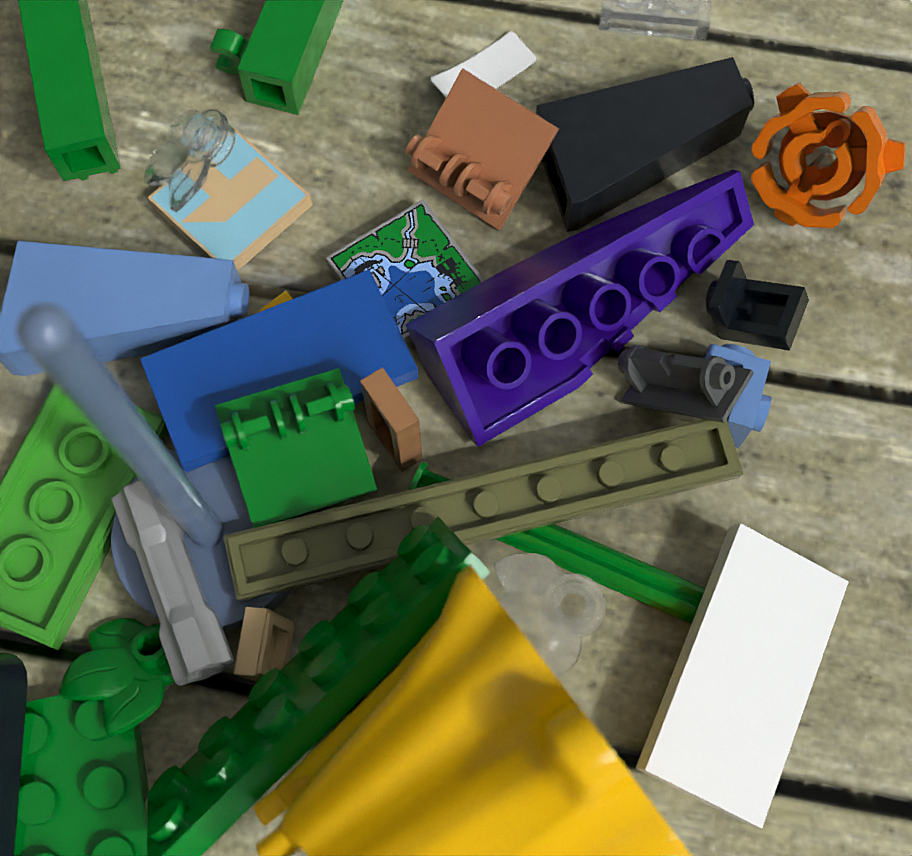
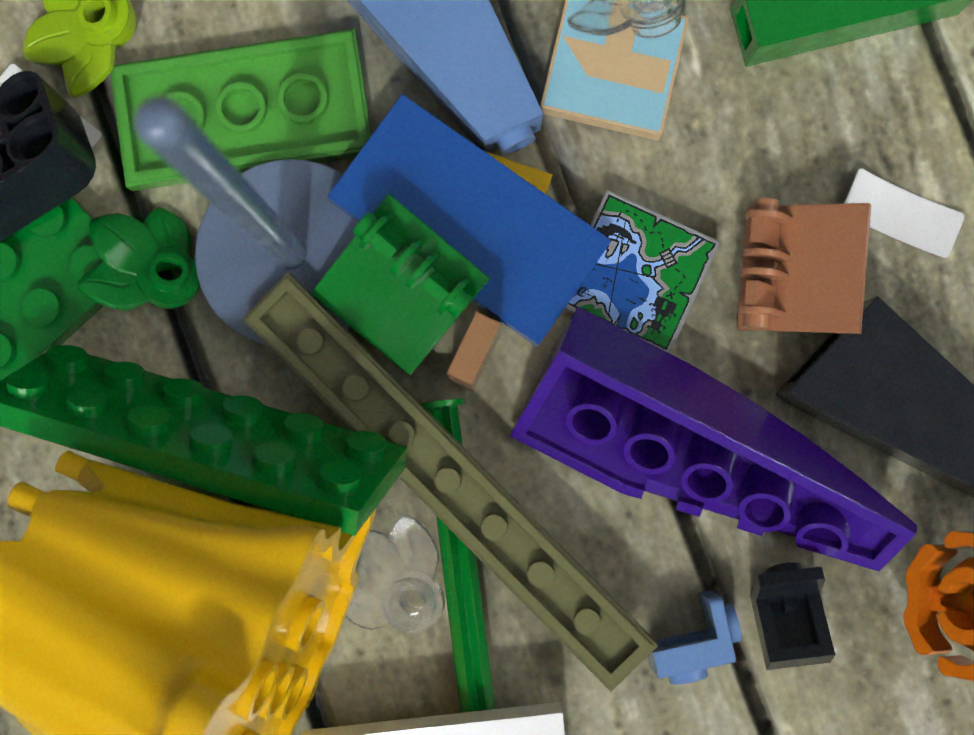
camera: 60 degrees right, 15 degrees up
(188, 625) = (197, 293): light grey axle -> none
(263, 643) = (224, 362): tan tile -> none
(682, 383) = (669, 591): dark grey hinge -> none

